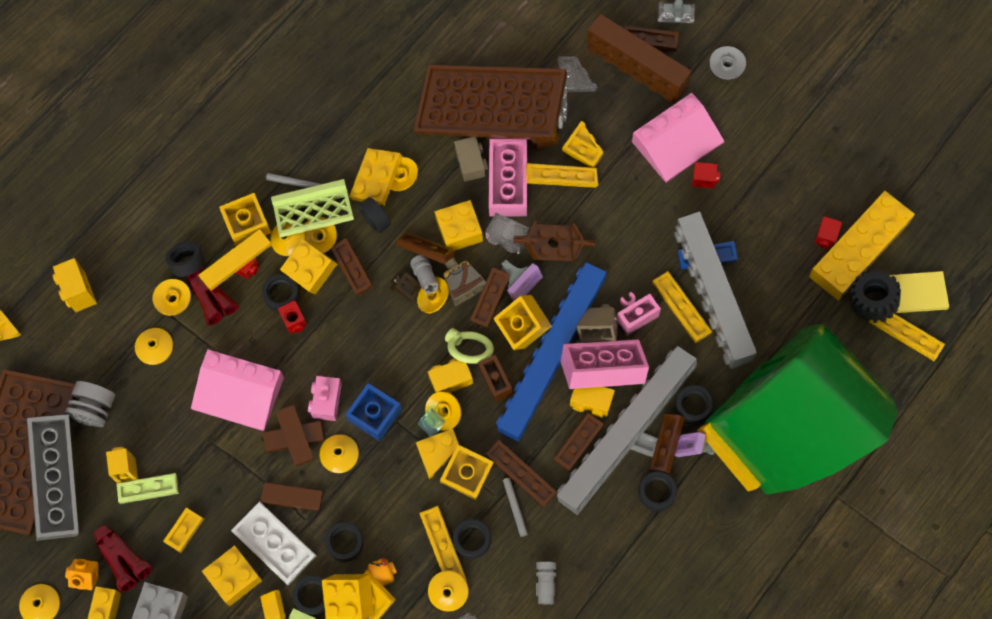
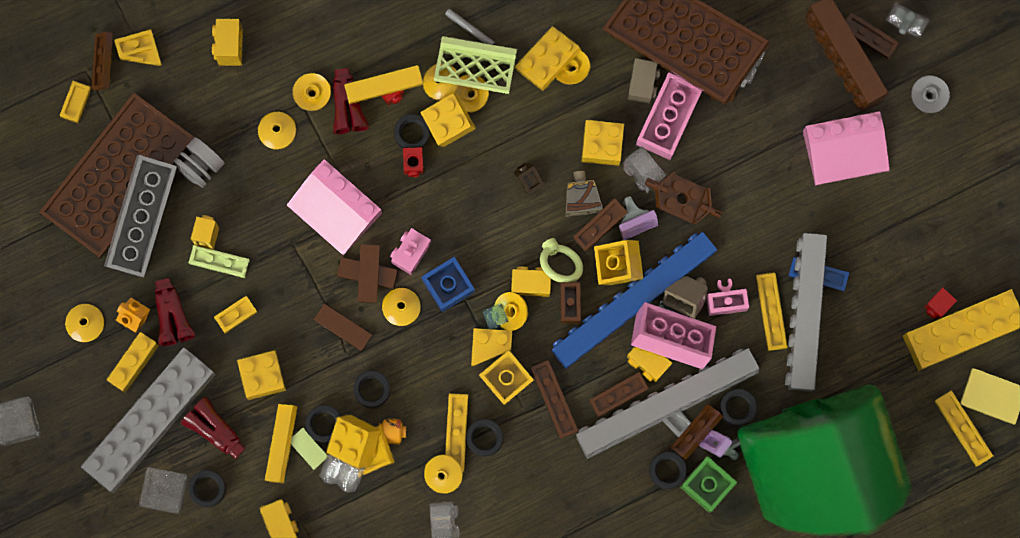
camera: 15 degrees right, 10 degrees up
(181, 250) = (336, 50): black tyre -> none
(244, 218) = (408, 47): yellow brick -> none
(273, 543) = (309, 362): white tile -> none
(352, 267) = (487, 137): reddish brown plate -> none
(374, 215) = (529, 97): black tyre -> none
(423, 270) = (550, 179): light grey axle -> none
(425, 247) = (562, 150): reddish brown tile -> none
(433, 302) = (549, 198): yellow dish -> none
(515, 507) = (535, 426): light grey bar -> none
(545, 587) = (531, 507): light grey axle -> none
(561, 175) = (719, 137): yellow tile -> none
(577, 76) = (780, 40): clear wing -> none
(583, 147) = (754, 116): yellow wing -> none
(701, 486) = (708, 484): none -> bright green brick
(705, 175) = (854, 196): red brick -> none
(730, 459) = (744, 471): yellow tile -> none
(875, 309) = (951, 369): black tyre -> none

